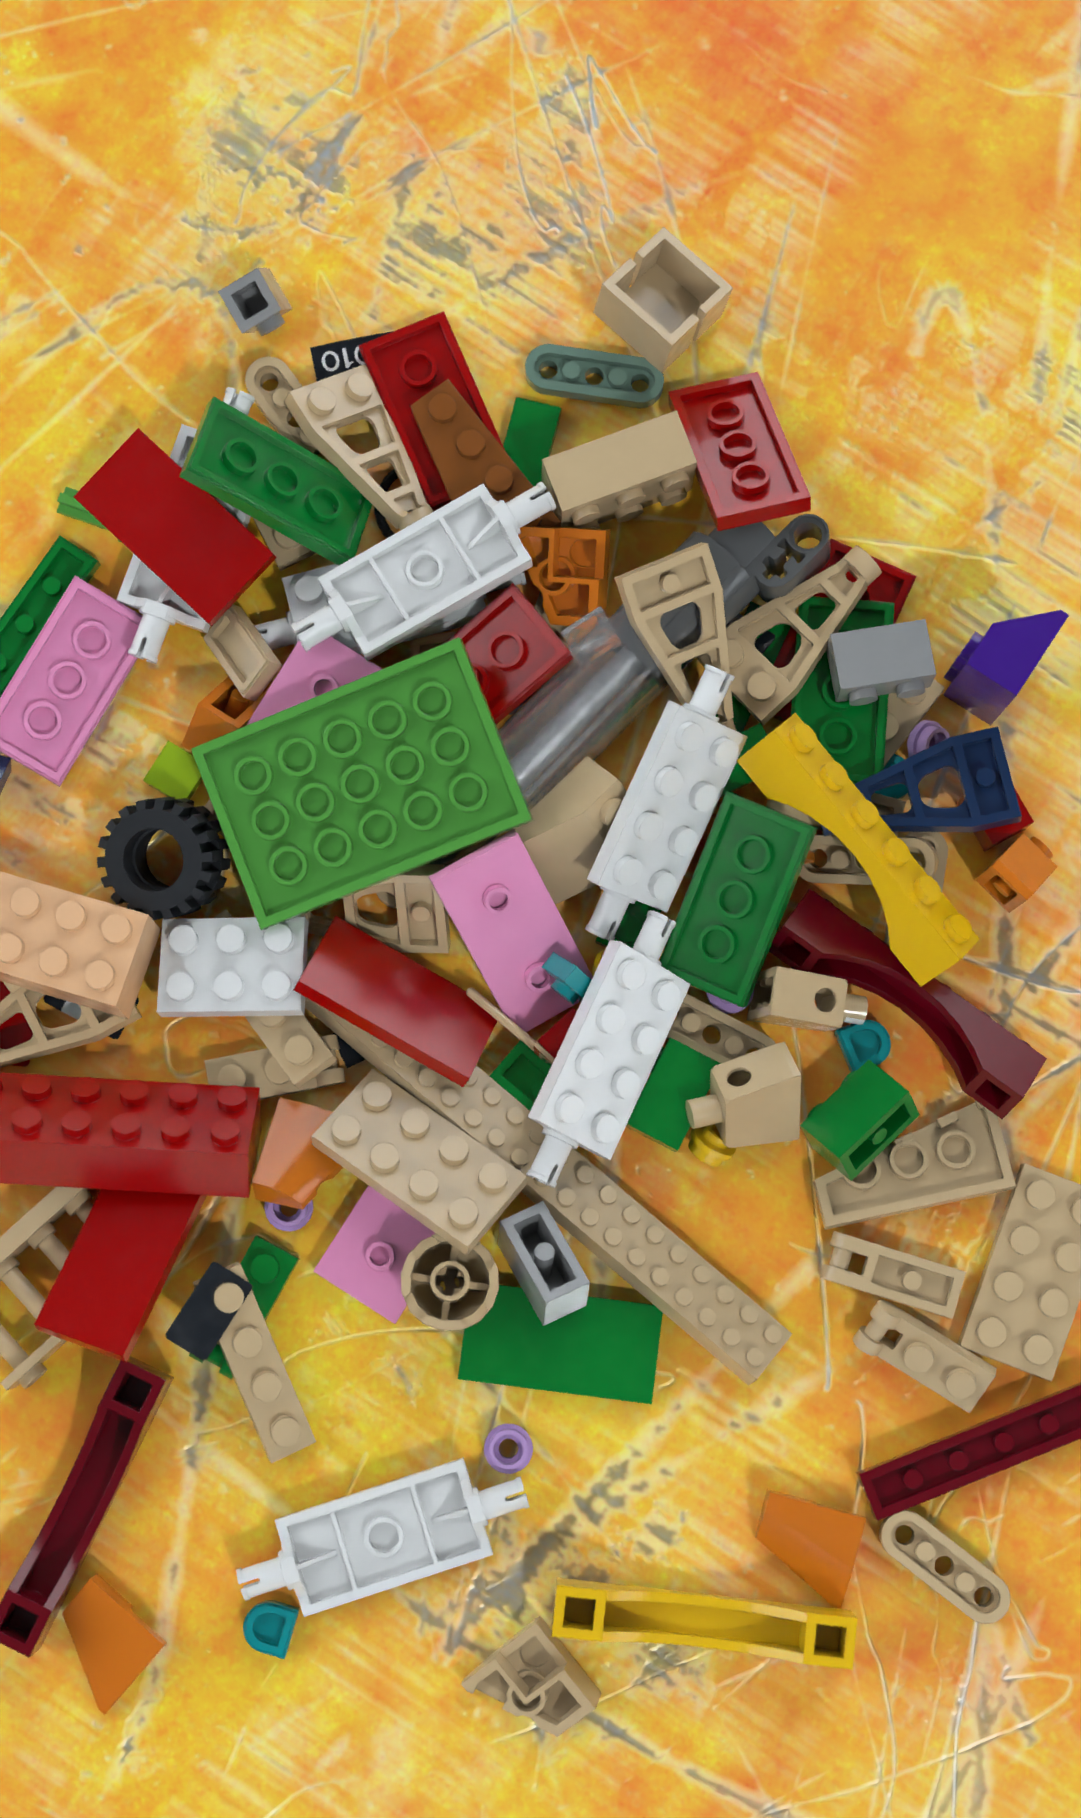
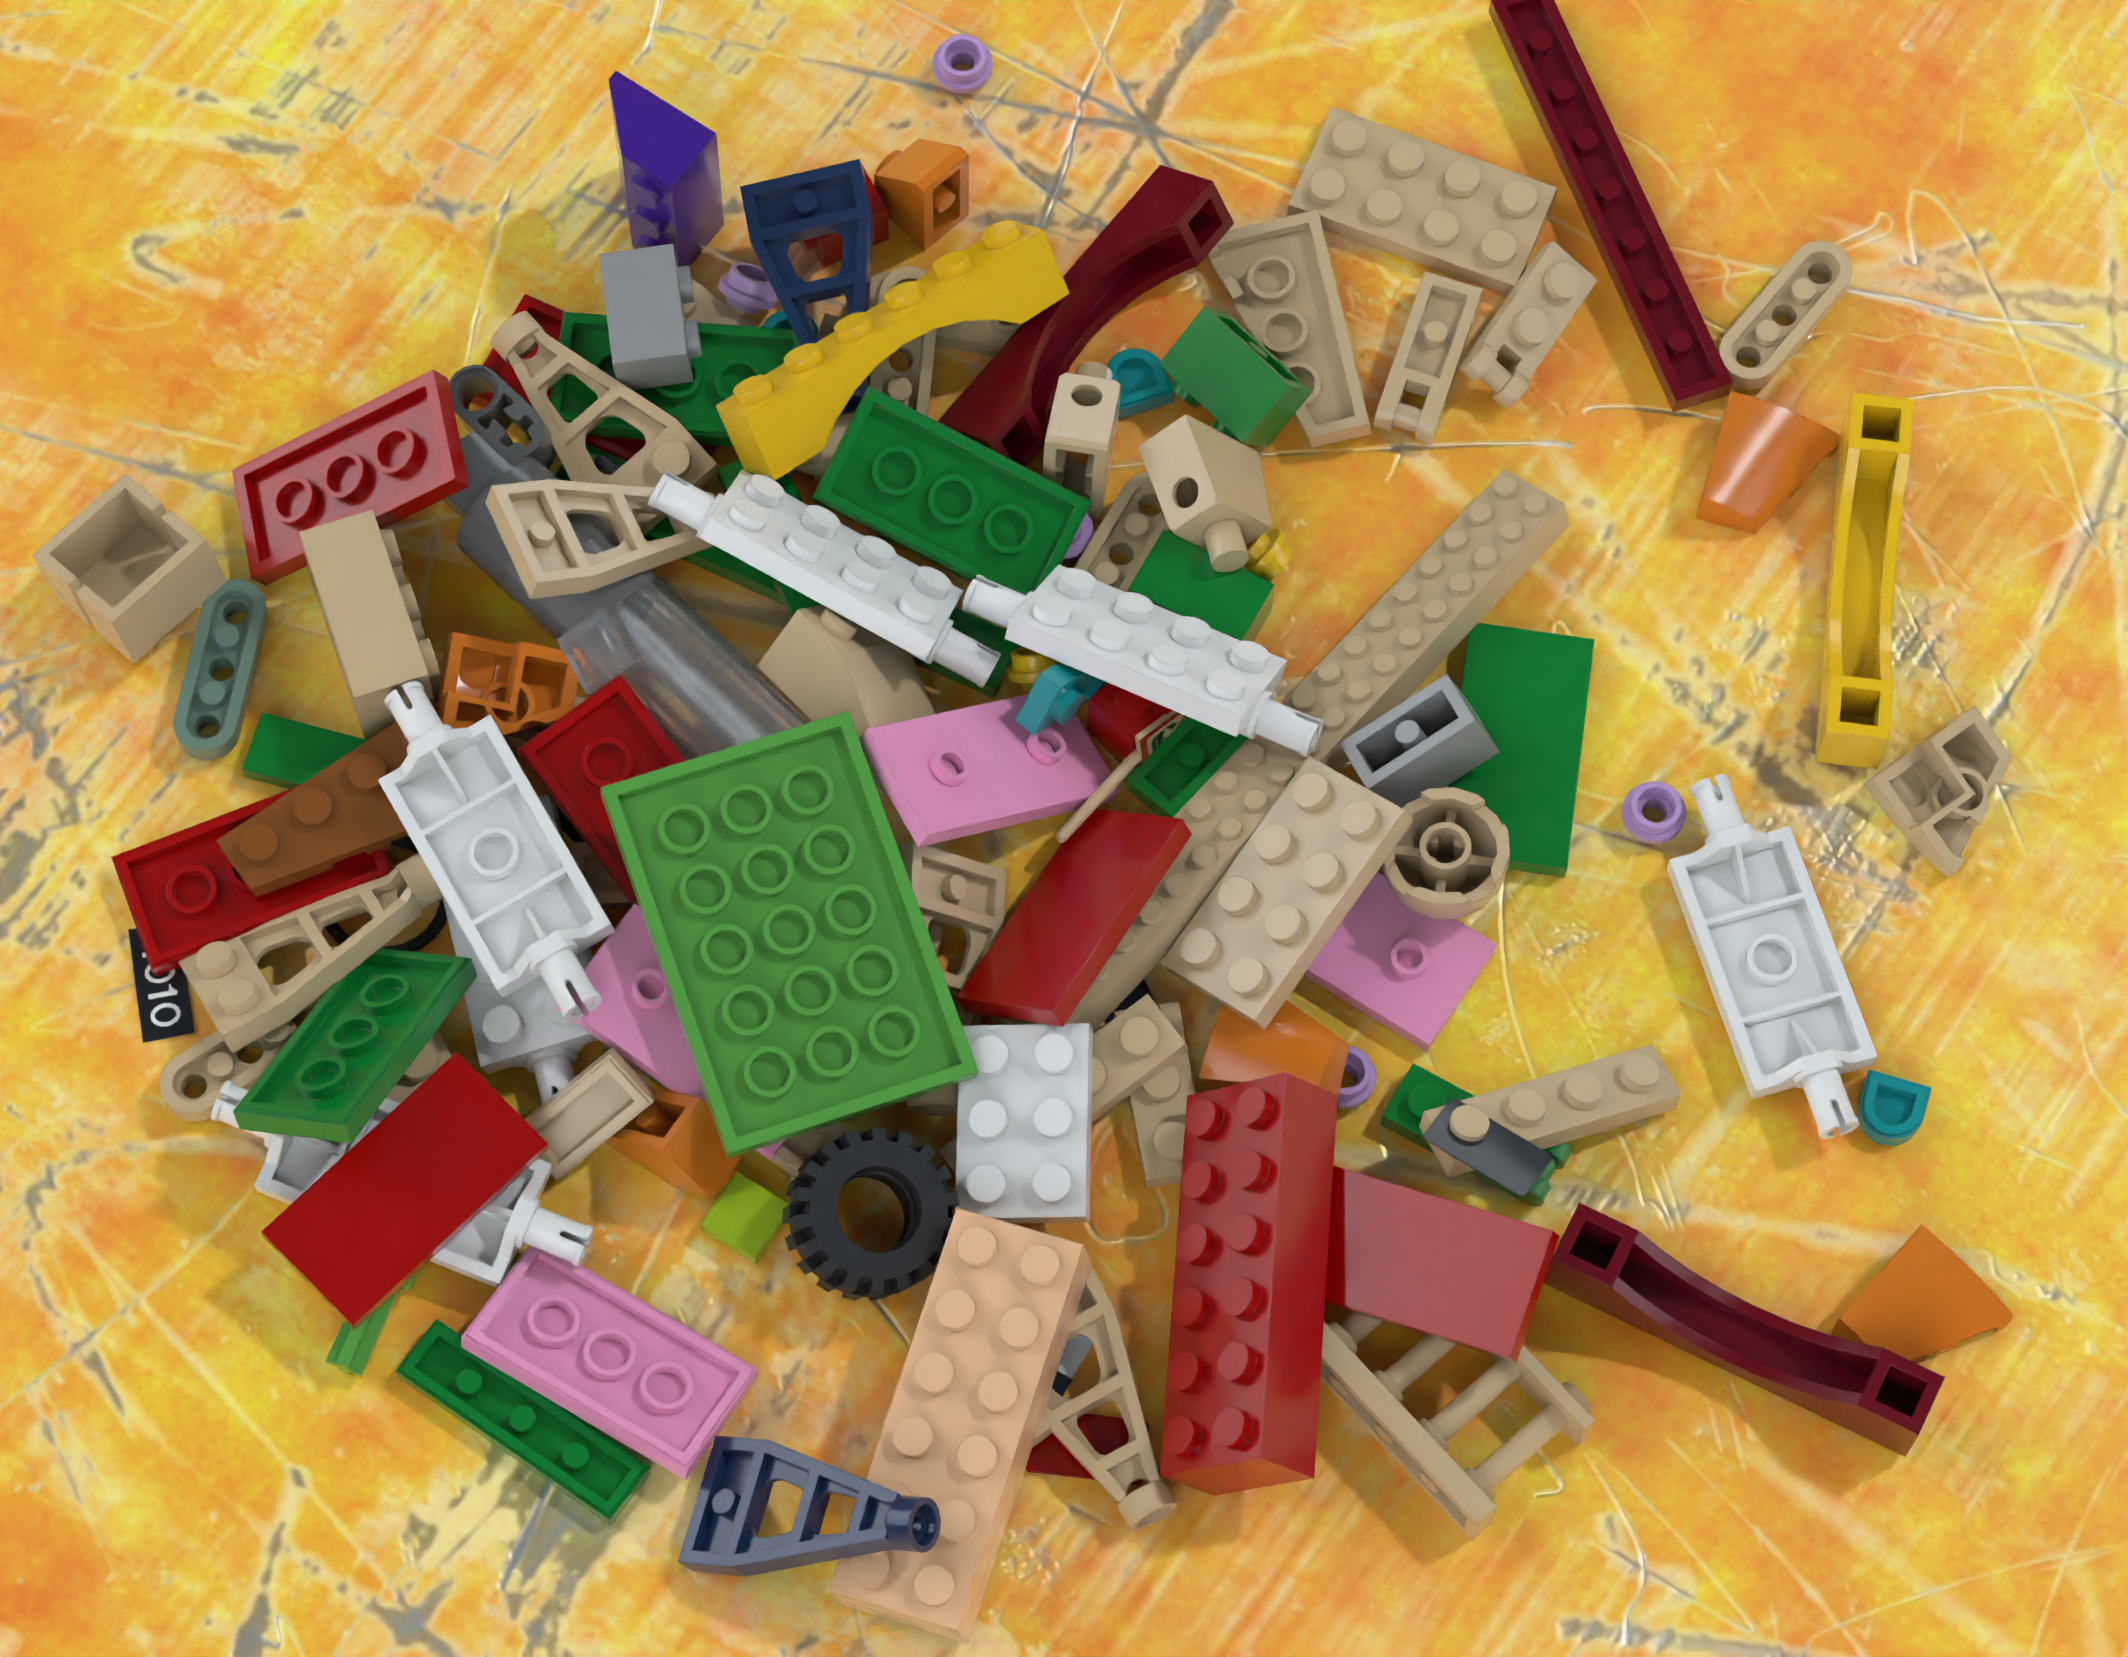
camera: 90 degrees left, 15 degrees down
(256, 302) = (80, 1090): light grey brick -> none

